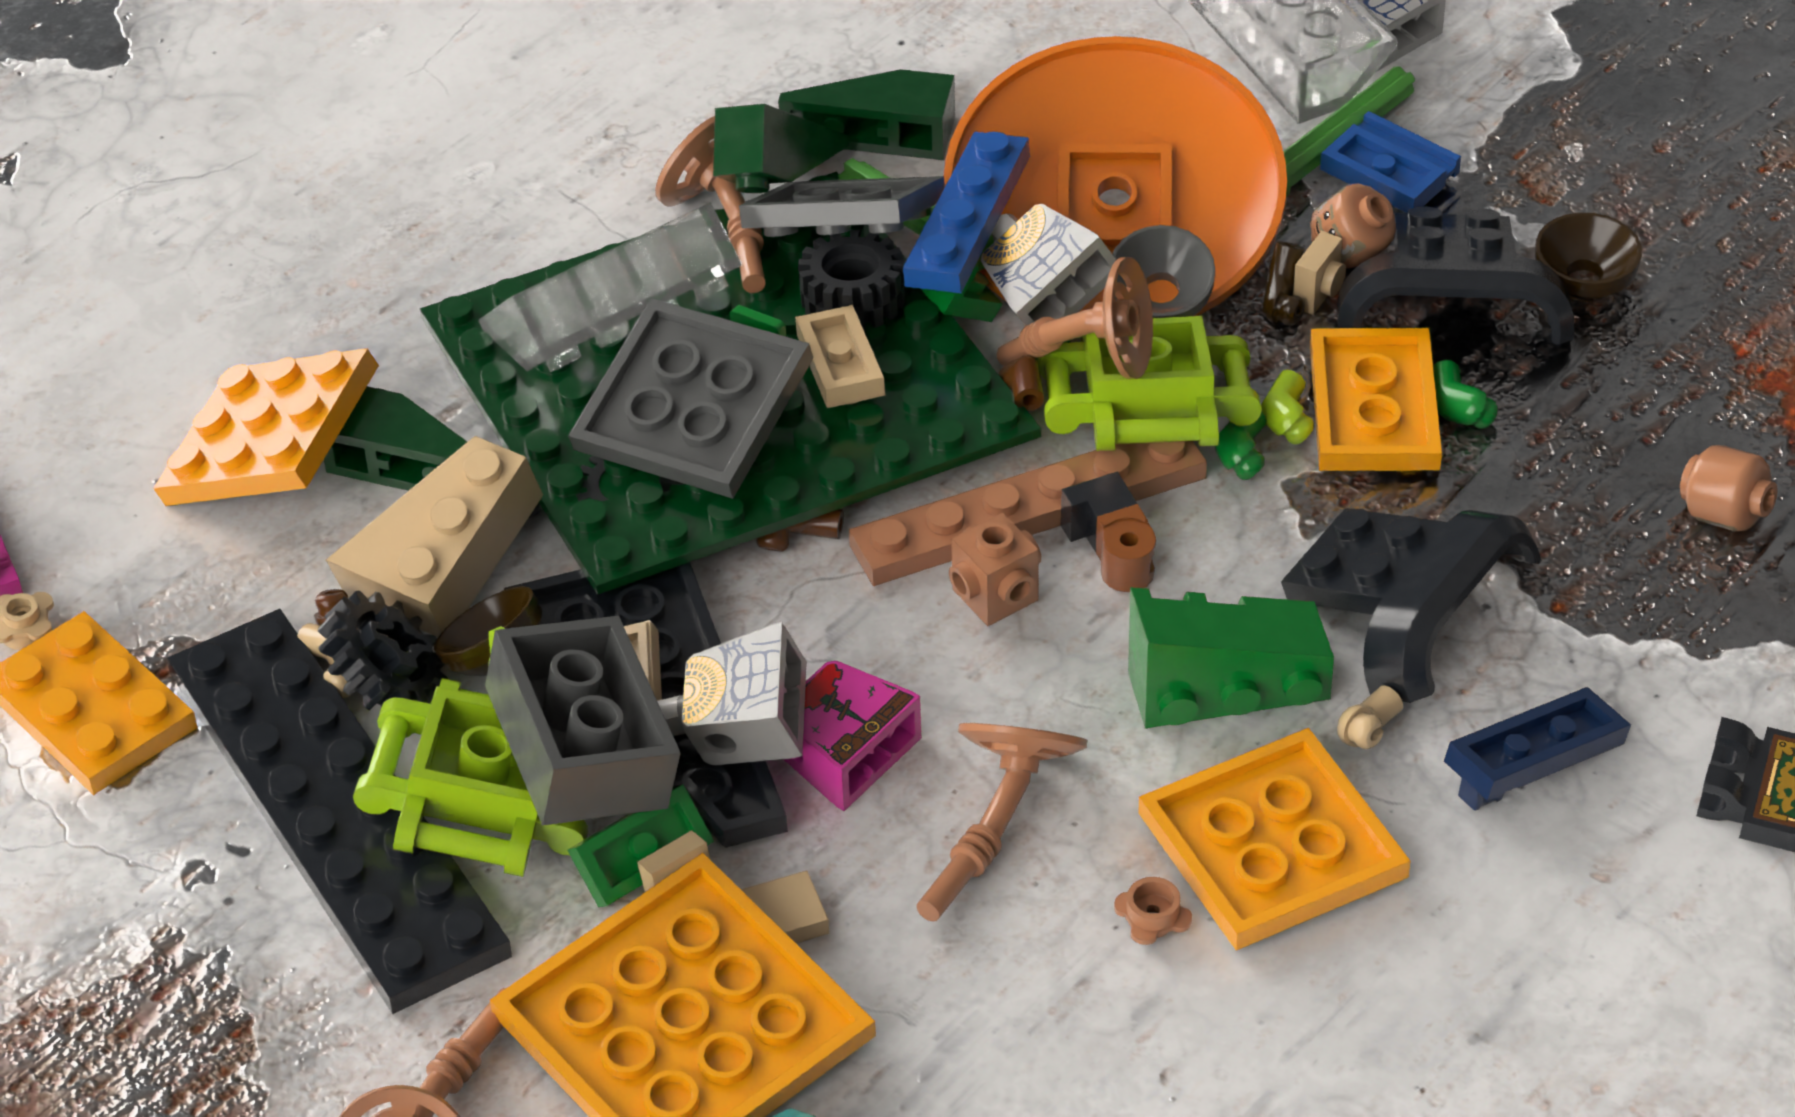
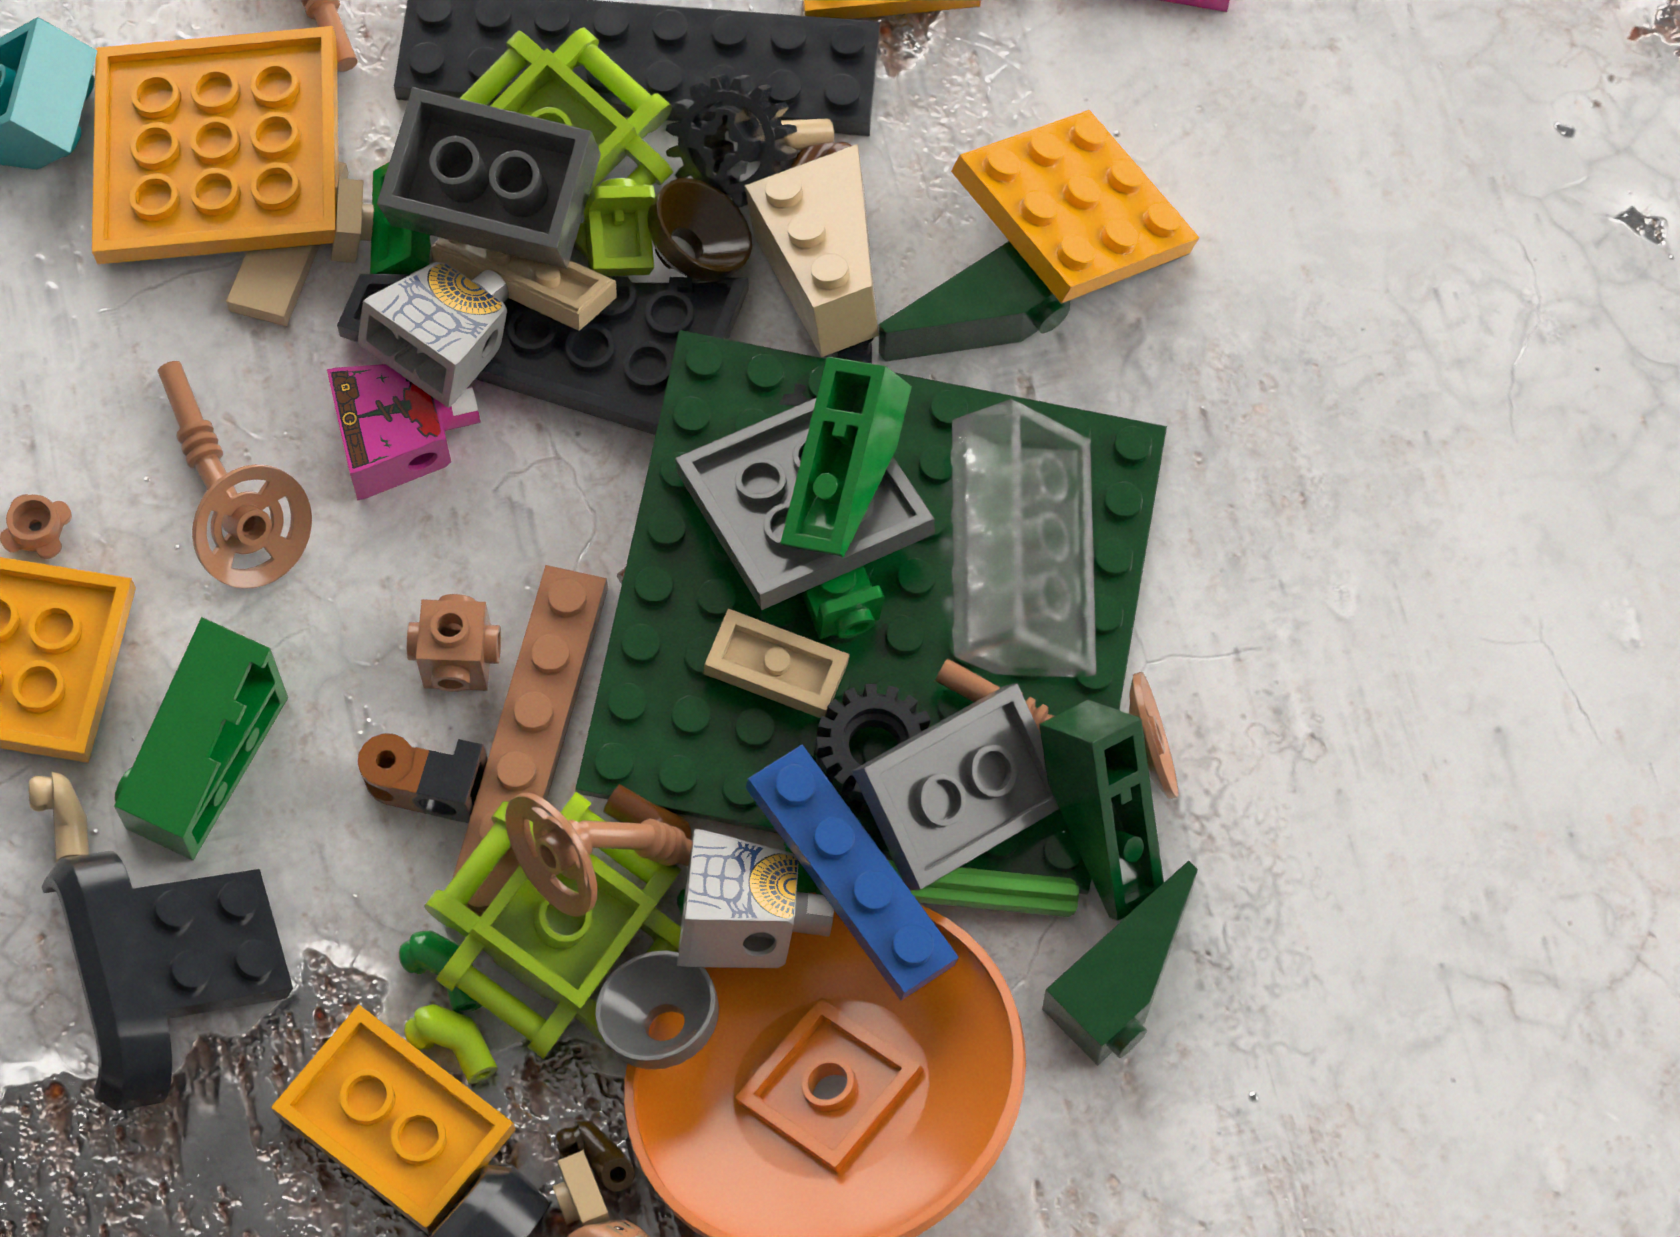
camera: 125 degrees right, 20 degrees up
(647, 351) = (844, 454): none -> green slope
(1461, 402) = (337, 1193): green arm -> none

